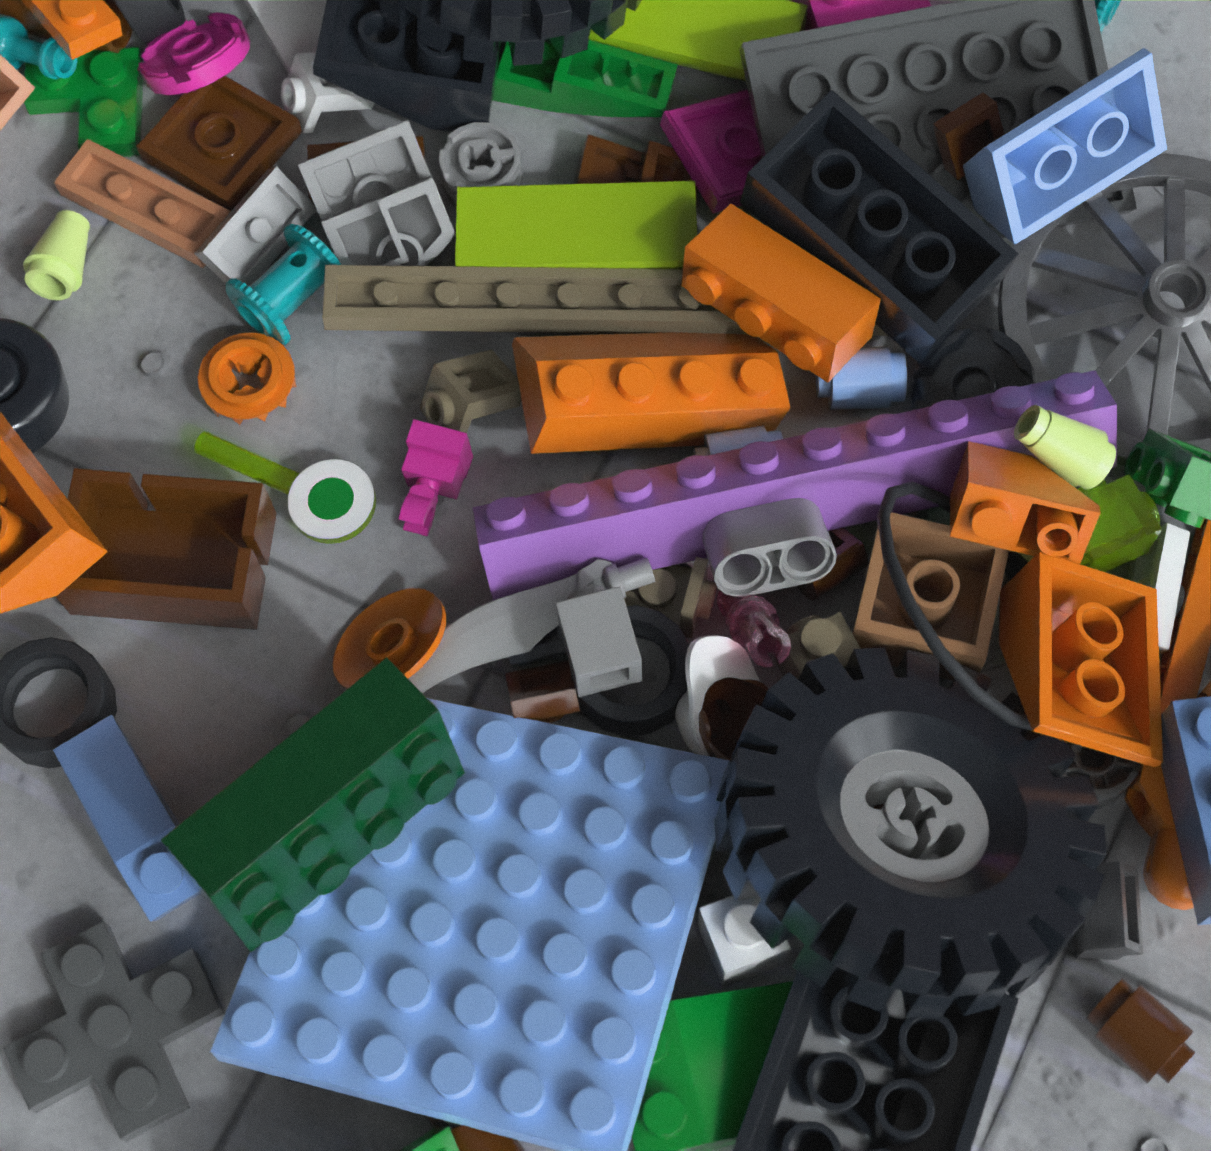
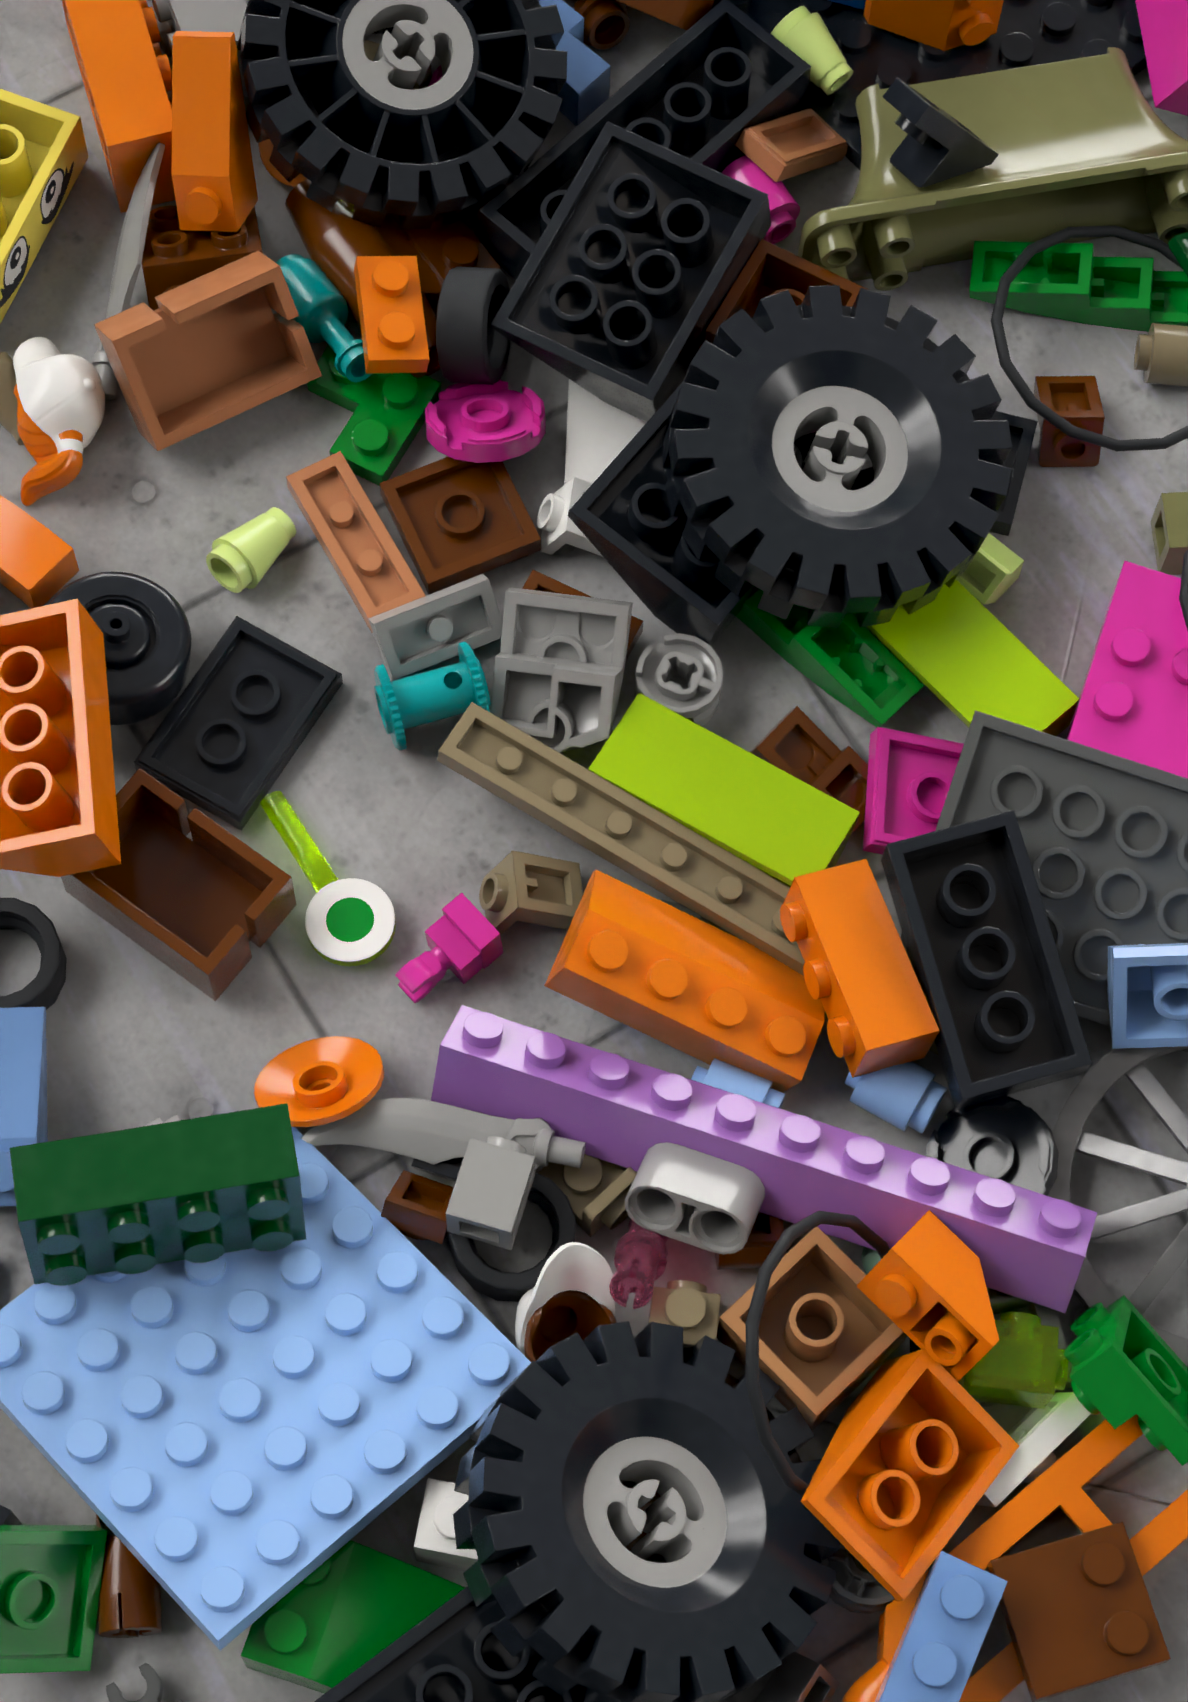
camera: 25 degrees right, 0 degrees up
(135, 393) = (239, 722): none -> black tile
(246, 354) = (360, 738): orange gear -> none
(967, 132) = (1134, 917): reddish brown plate -> none
(1066, 446) = (1012, 1268): yellowish green cone -> none

